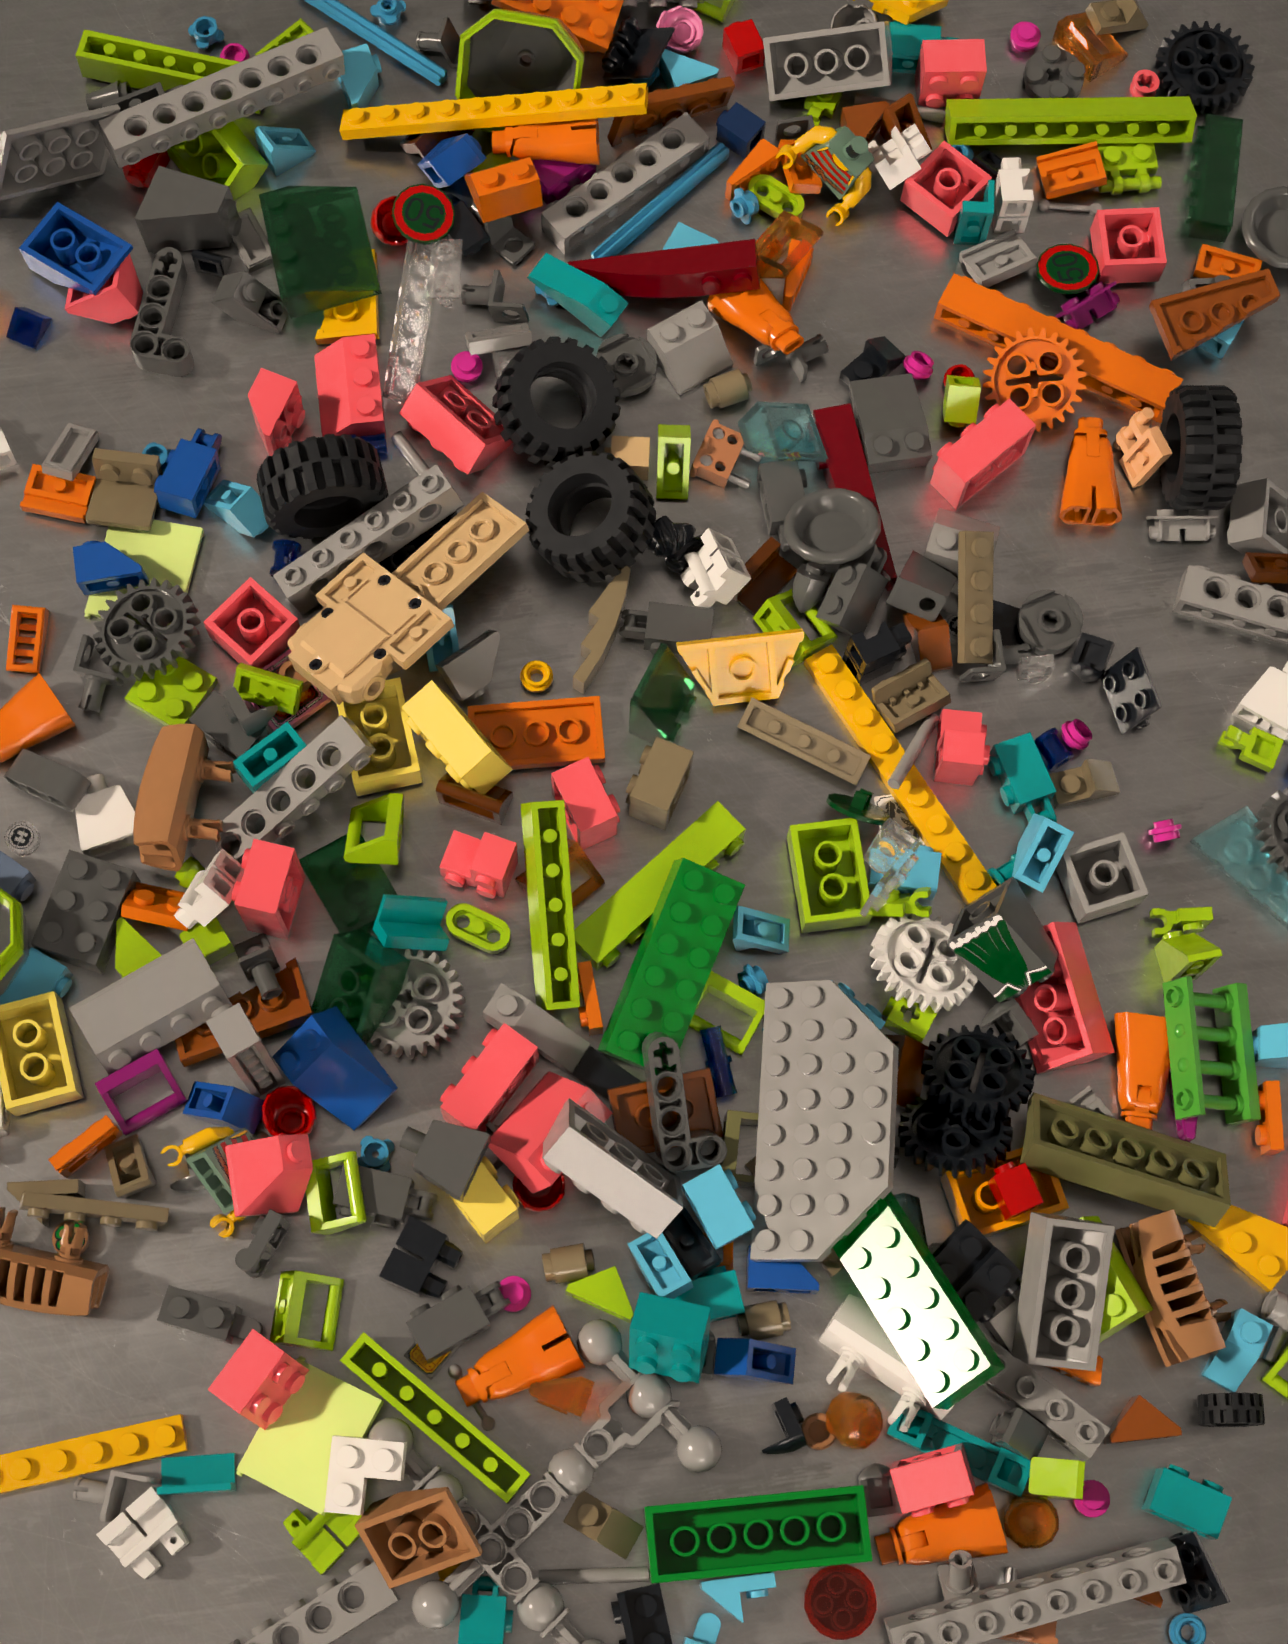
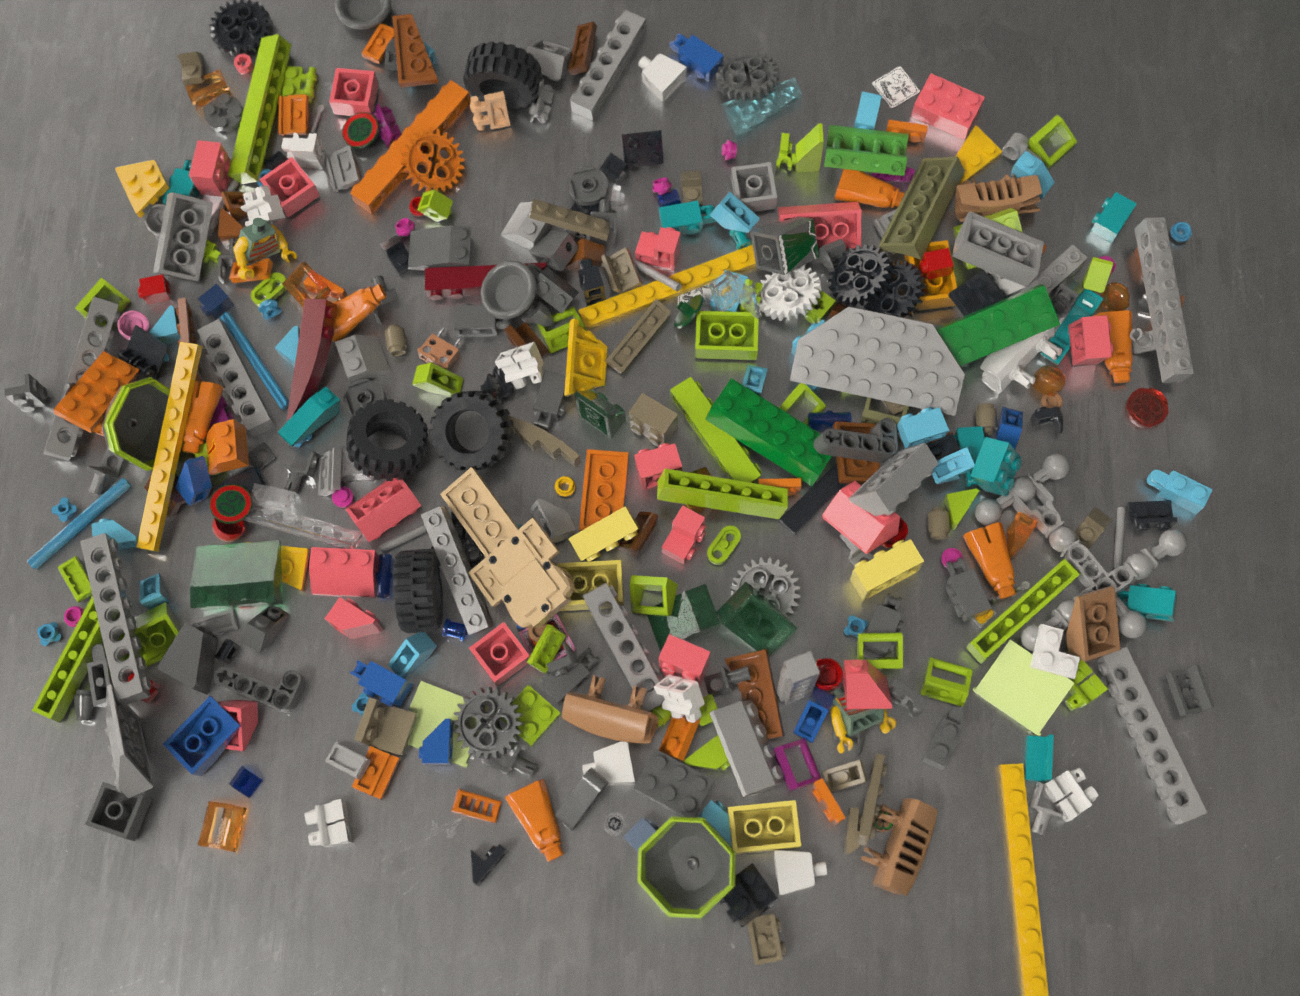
camera: 70 degrees left, 0 degrees up
(259, 1380) = (990, 710): coral brick -> none
(268, 756) = (598, 649): teal brick -> none
(335, 1068) = (803, 634): blue slope -> none
(411, 923) = (719, 582): teal panel -> none
(416, 1275) = (935, 609): black hips -> none
(447, 1155) = (876, 571): dark grey torso -> none
(489, 1079) = (825, 549): coral brick -> none
(551, 1036) = (794, 519): light grey slope -> none
(633, 451) = (427, 404): tan brick -> none
(727, 1590) = (1135, 461): medium azure slope -> none
(753, 979) = (783, 390): dark azure plate -> none
(757, 1534) = (1108, 443): green brick -> none
(758, 161) = (242, 295): orange slope -> none
(779, 1277) = (963, 410): blue slope -> none
(782, 432) = (438, 310): clear light blue slope -> none
(879, 1490) = (1089, 375): dark grey plate -> none
(975, 219) = (316, 170): teal panel -> none
(982, 453) = (474, 199): coral brick -> none
(1025, 36) = (191, 124): dark pink plate -> none
(1090, 482) = (505, 146): orange piece -> none
(1141, 1422) = (1067, 231): dark orange slope -> none
(1203, 1584) = (1161, 210): black hinge -> none
(1215, 178) = (319, 37): clear green brick -> none
(1230, 1409) = (1067, 182): black tyre -> none
(1257, 746) = (686, 91): lime plate -> none

